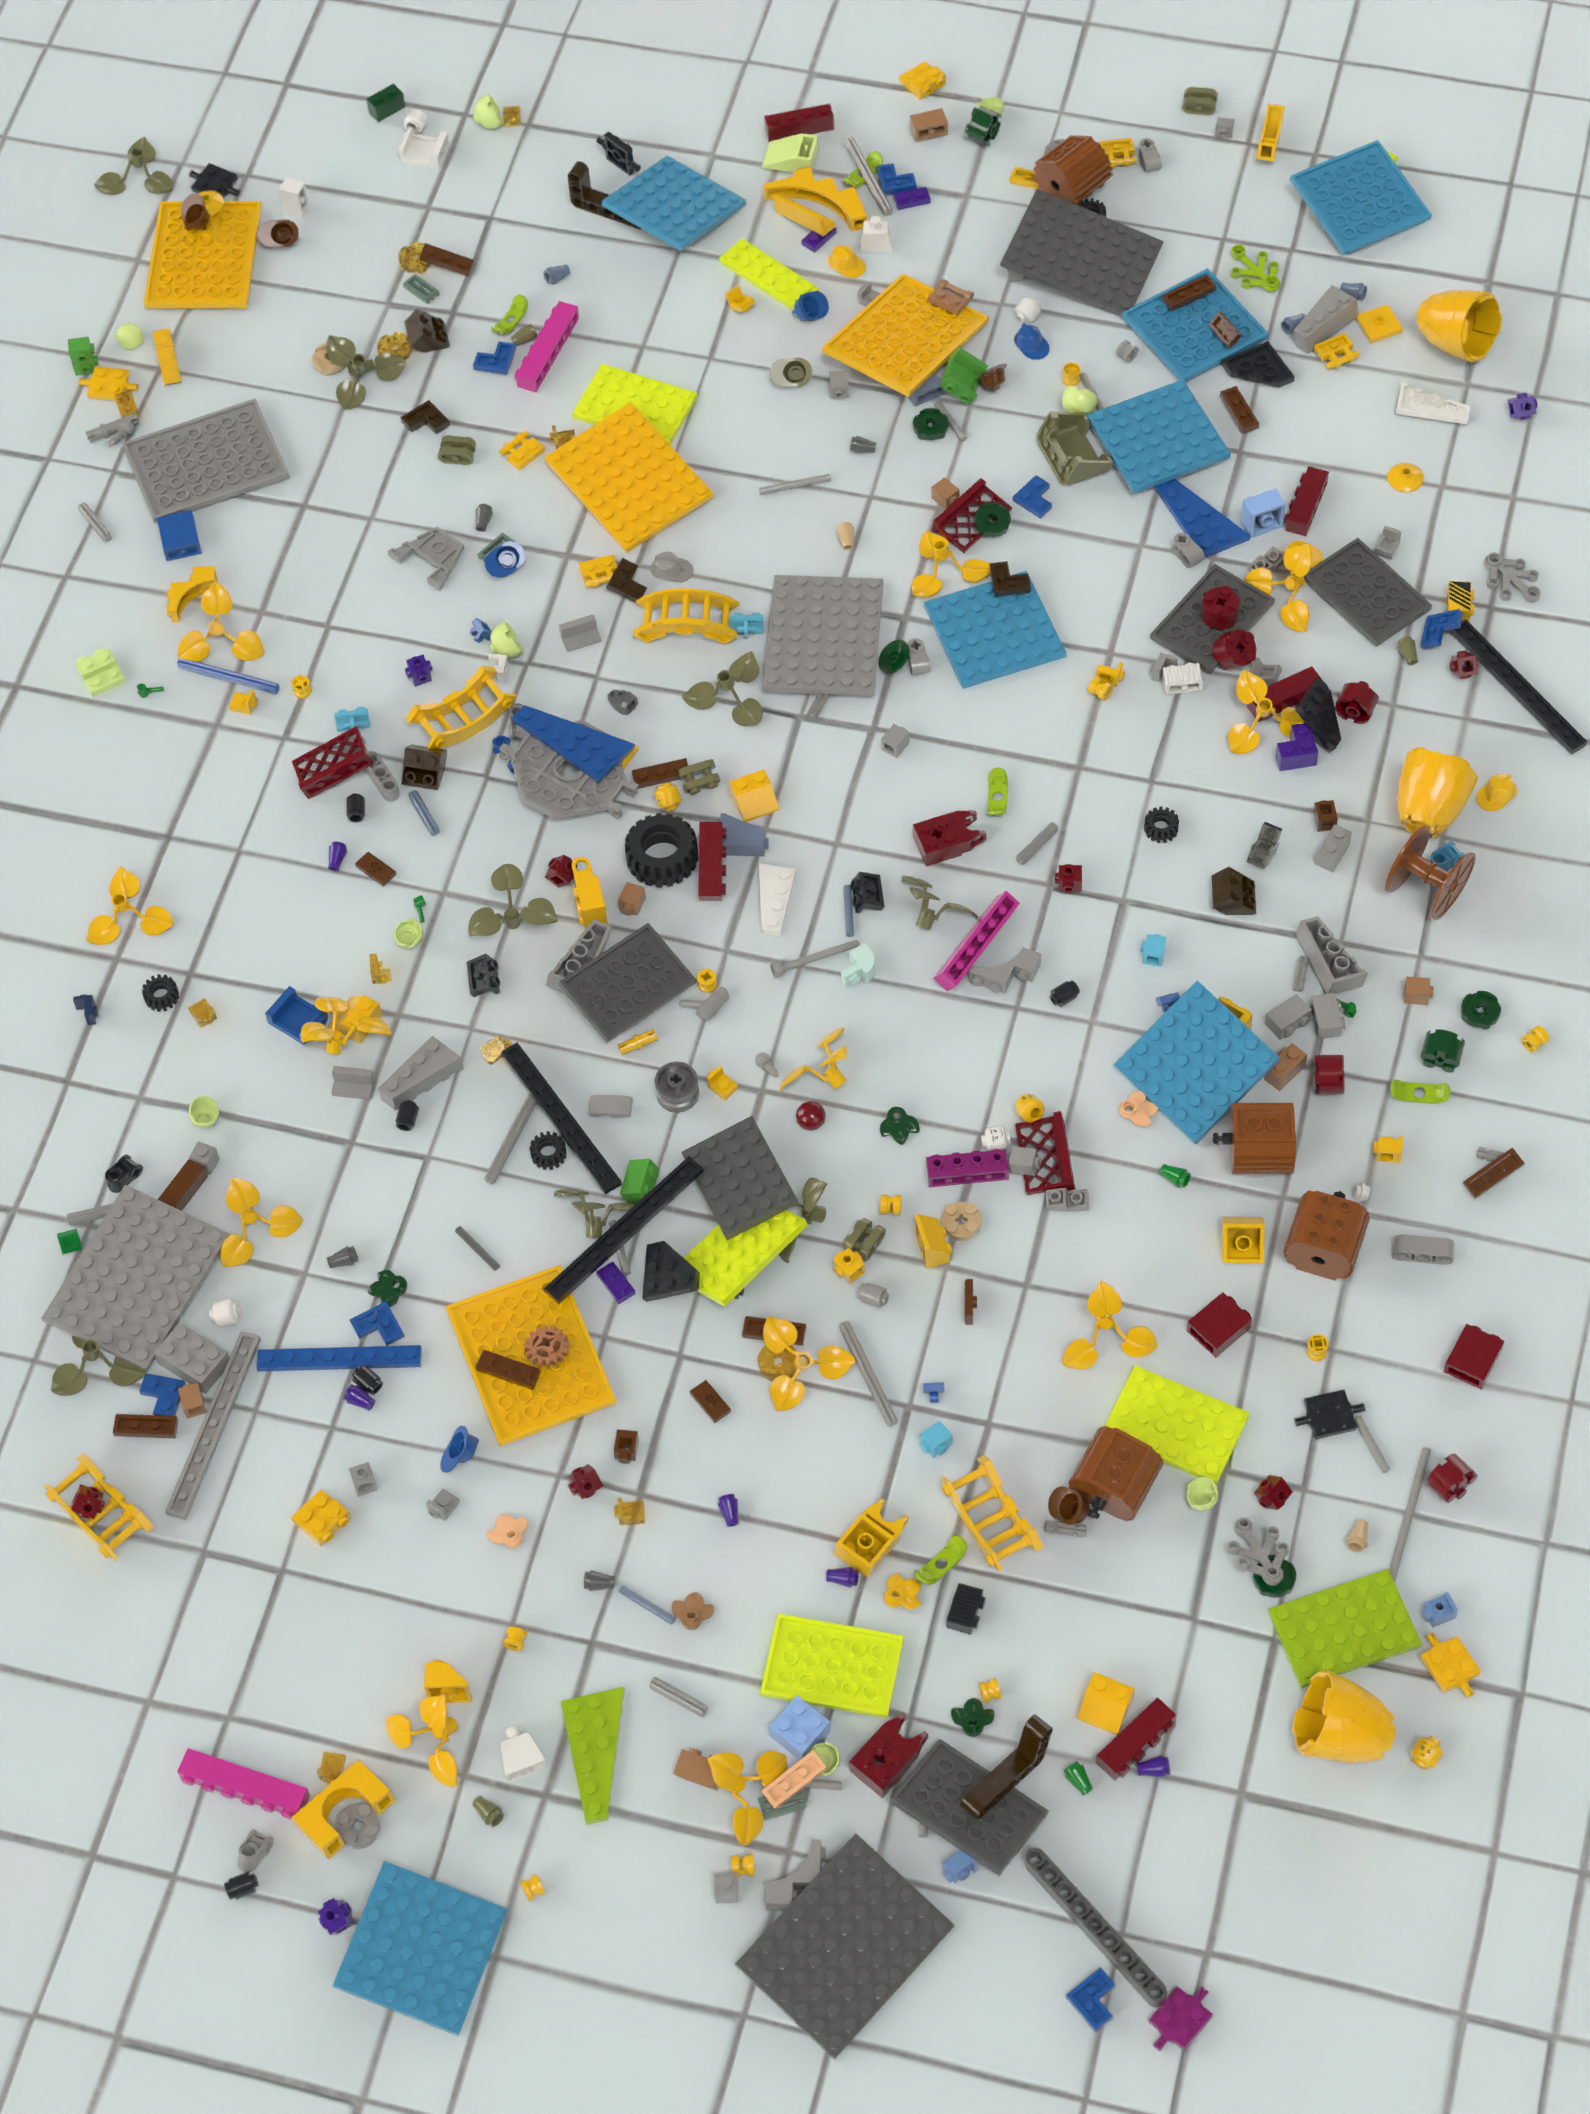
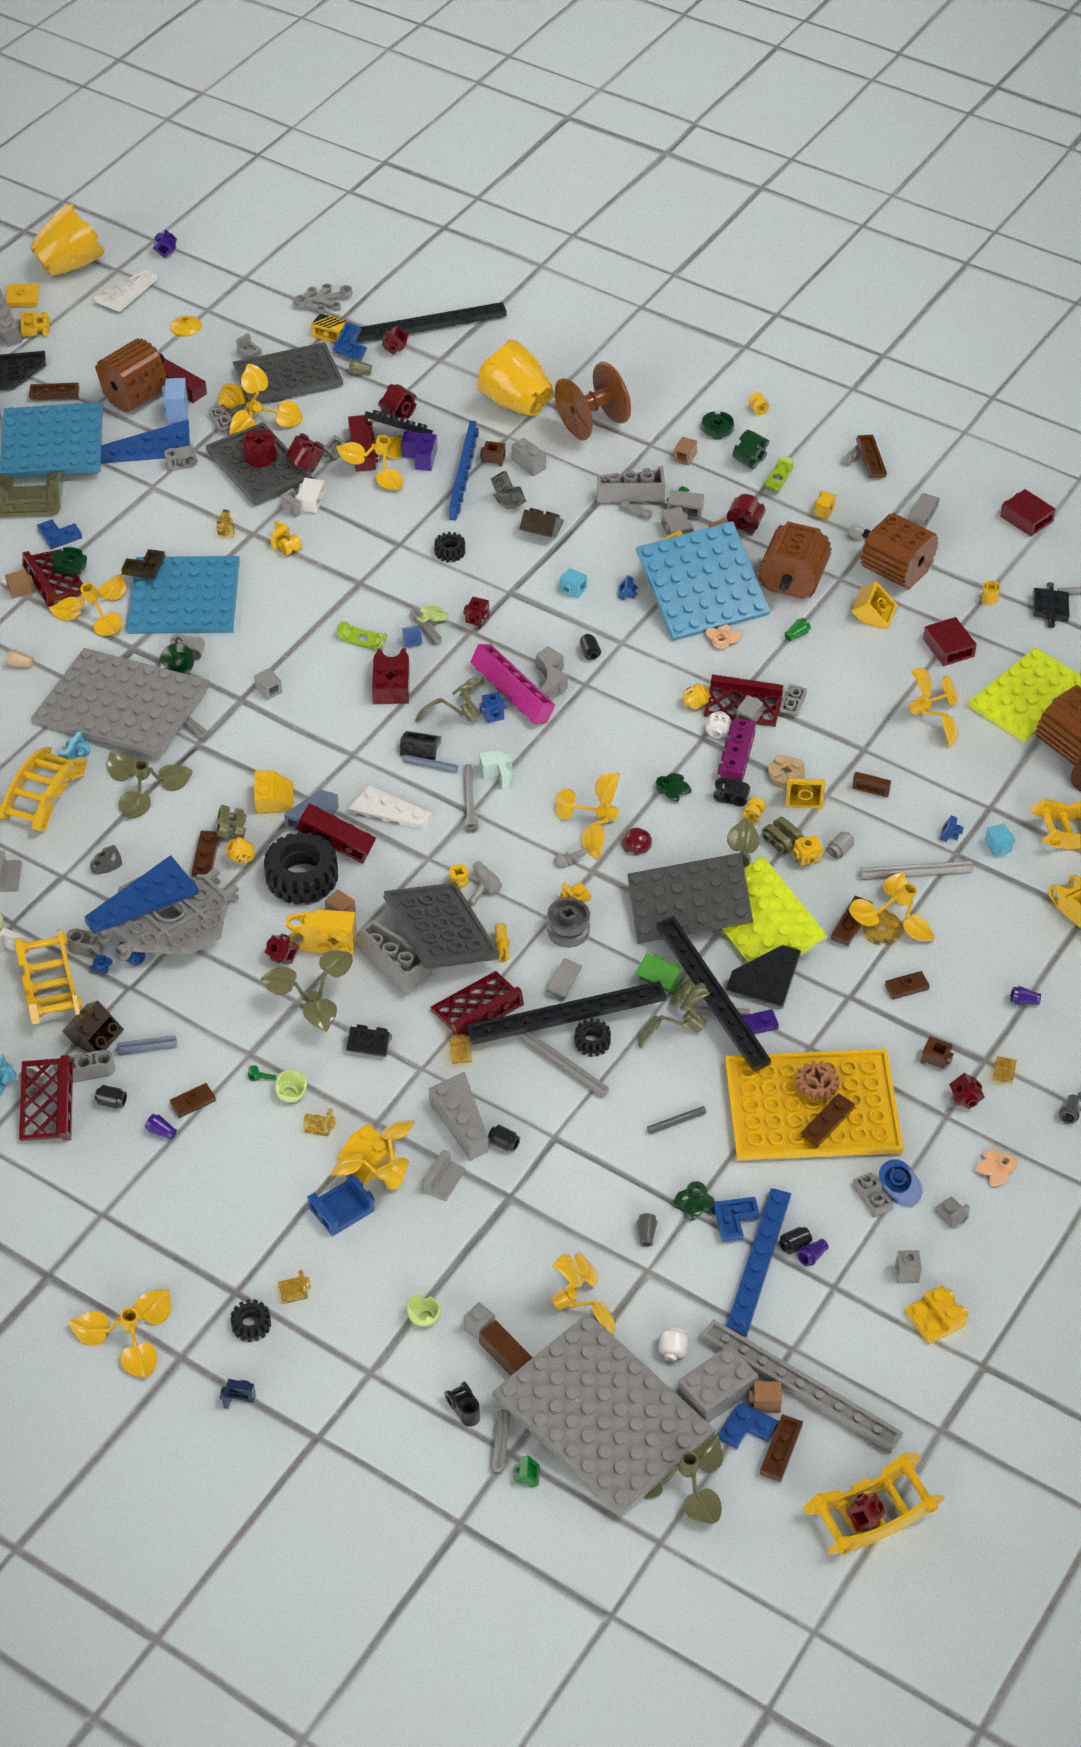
camera: 75 degrees left, 10 degrees down
(442, 1433) = (872, 1195): none -> light grey slope
(547, 1055) = (498, 1006): none -> dark red fence
(908, 1179) = (732, 793): none -> black piece
(939, 935) = (492, 707): none -> blue brick
(1013, 835) = (412, 635): none -> blue tile
(1053, 841) = (433, 613): none -> yellowish green plate
(1105, 622) = (225, 524): none -> clear yellow bracket
(1274, 459) = (131, 374): none -> dark orange piece
(1286, 796) = (463, 473): none -> blue plate

